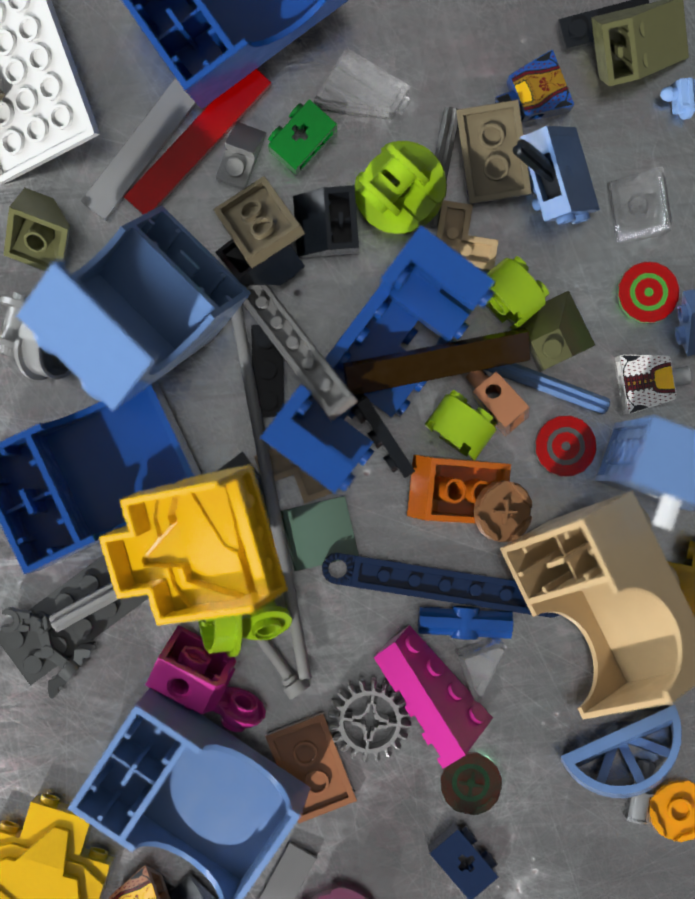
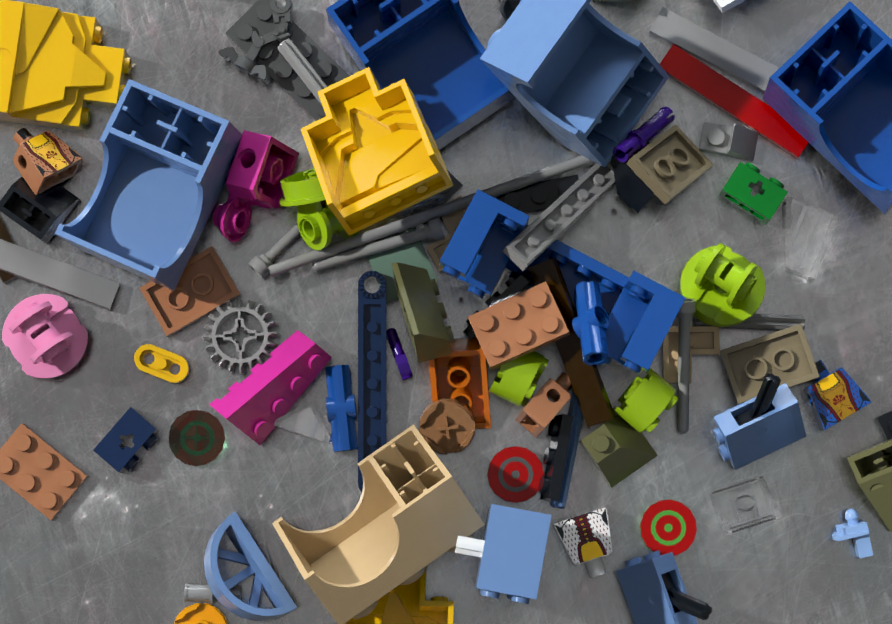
camera: 85 degrees right, 5 degrees down
(225, 251) = (638, 138): none -> dark purple pin
(289, 494) = (431, 231): none -> light grey piece
(328, 222) = (680, 226): black slope -> none
(380, 518) = (422, 312): none -> olive slope
(386, 809) = (162, 363): none -> yellow plate
(413, 416) = (518, 325): none -> nougat plate
(424, 336) = (591, 323): none -> blue piece
(424, 549) = (398, 353): none -> dark purple bar
(481, 244) = (684, 315): none -> light grey piece
(558, 400) = (555, 457): none -> black plate

